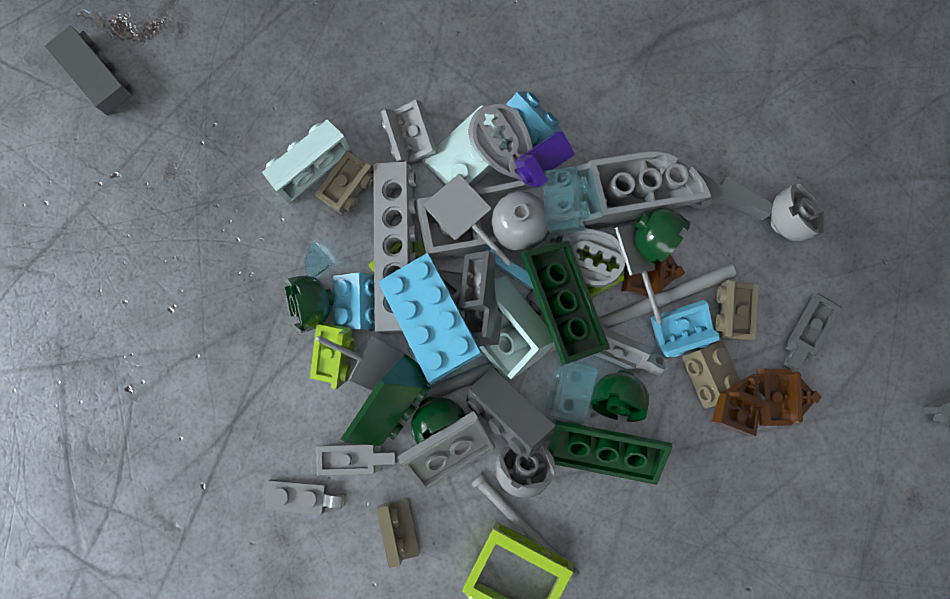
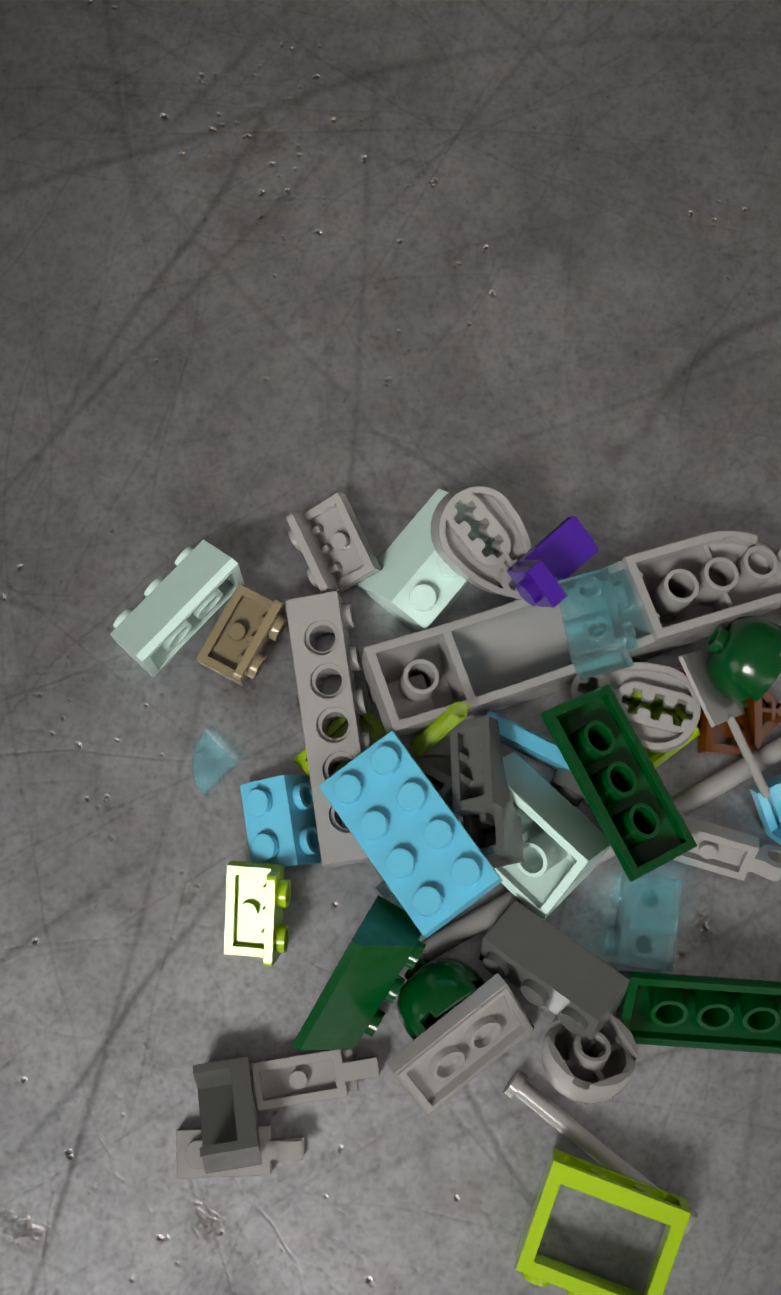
camera: 15 degrees left, 5 degrees down
(299, 476) = (227, 1115): none -> dark grey panel
(308, 302) = (207, 831): dark green cylinder -> none
(373, 362) = (326, 919): light grey piece -> none
(397, 531) = (399, 1186): dark tan bracket -> none
(458, 209) = (431, 656): light grey piece -> none
(458, 255) = (440, 725): none -> lime piece
(519, 221) = (529, 663): light grey cylinder -> none
(538, 122) = (537, 507): medium azure bracket -> none
(621, 395) = (723, 918): dark green cylinder -> none

